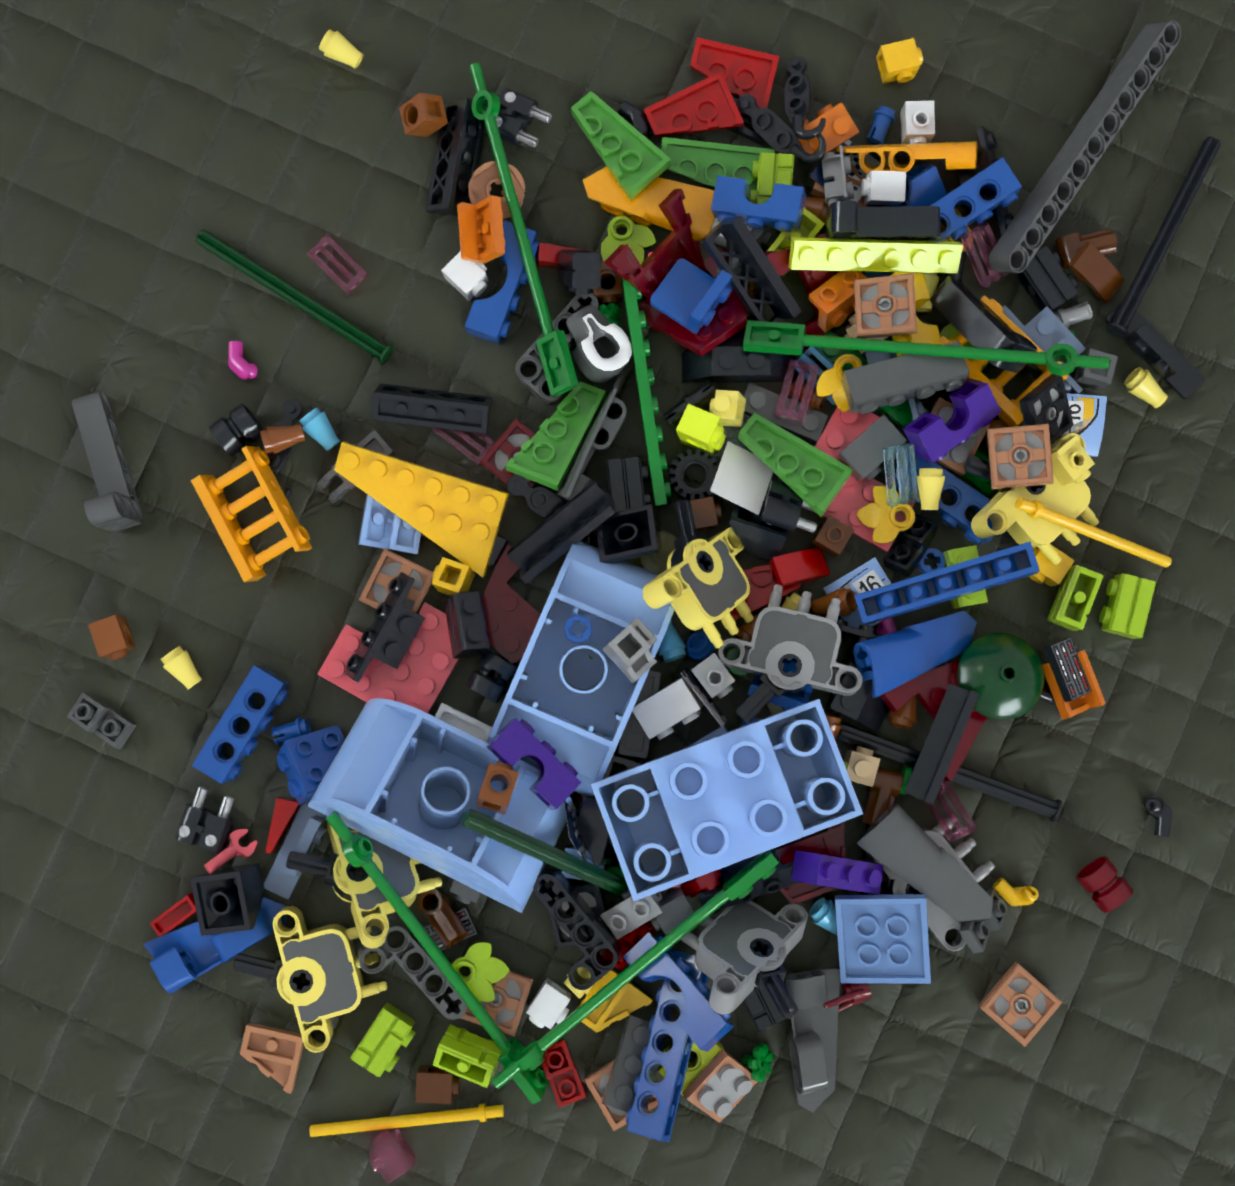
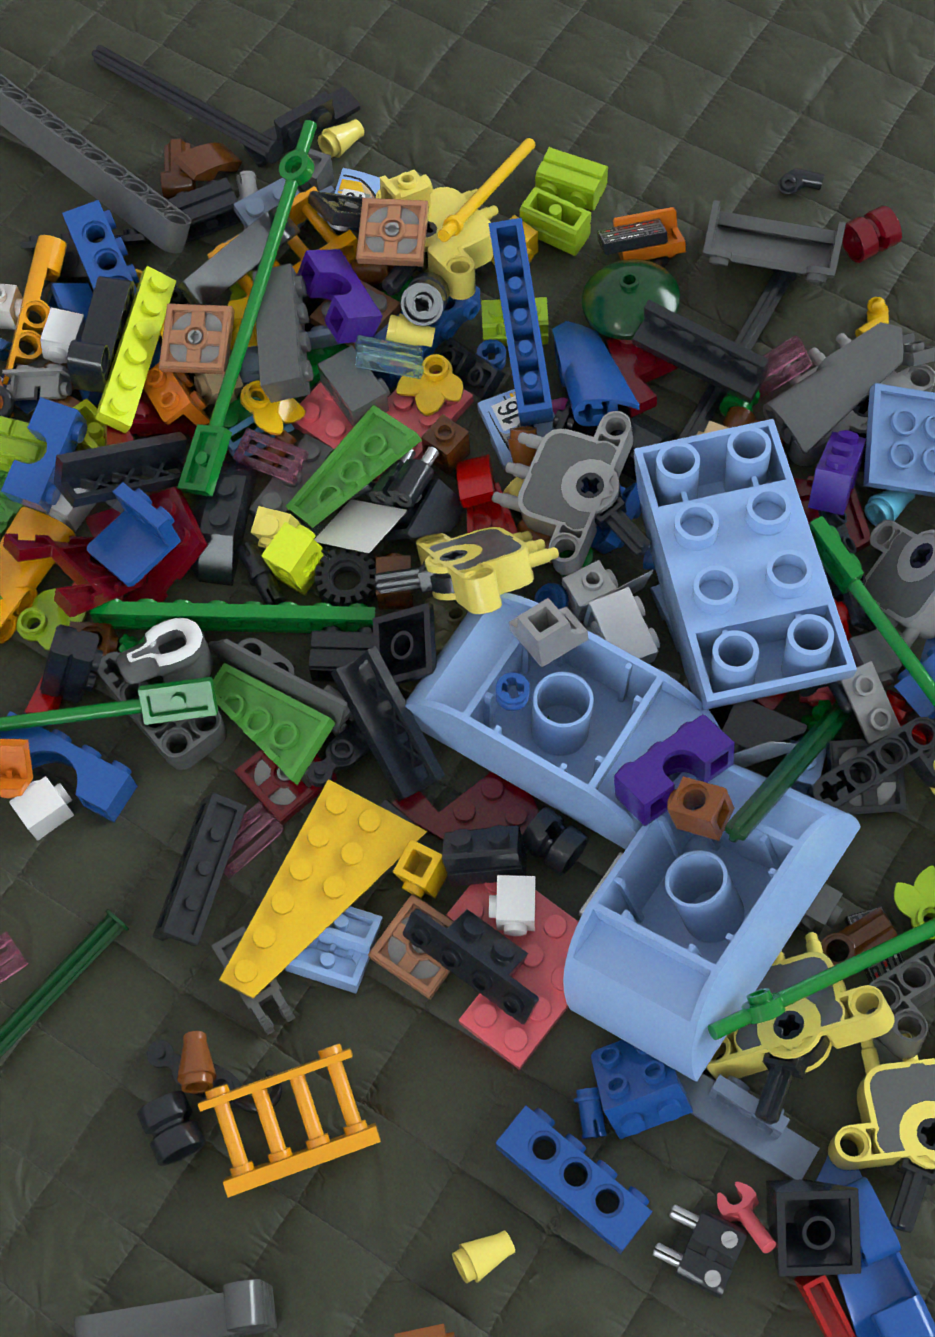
camera: 75 degrees left, 20 degrees down
(238, 363) = (83, 1119): dark pink arm -> none
(283, 814) = (707, 1142): red piece -> none
(319, 428) = (195, 1017): medium azure cone -> none
(430, 653) = (514, 904): none -> white brick
(905, 716) = (666, 402): dark orange cone -> none
(959, 496) = (425, 299): none -> wheel
(988, 235) = (156, 258): clear pink tile -> none
(1075, 798) = (772, 244): none -> dark grey windscreen

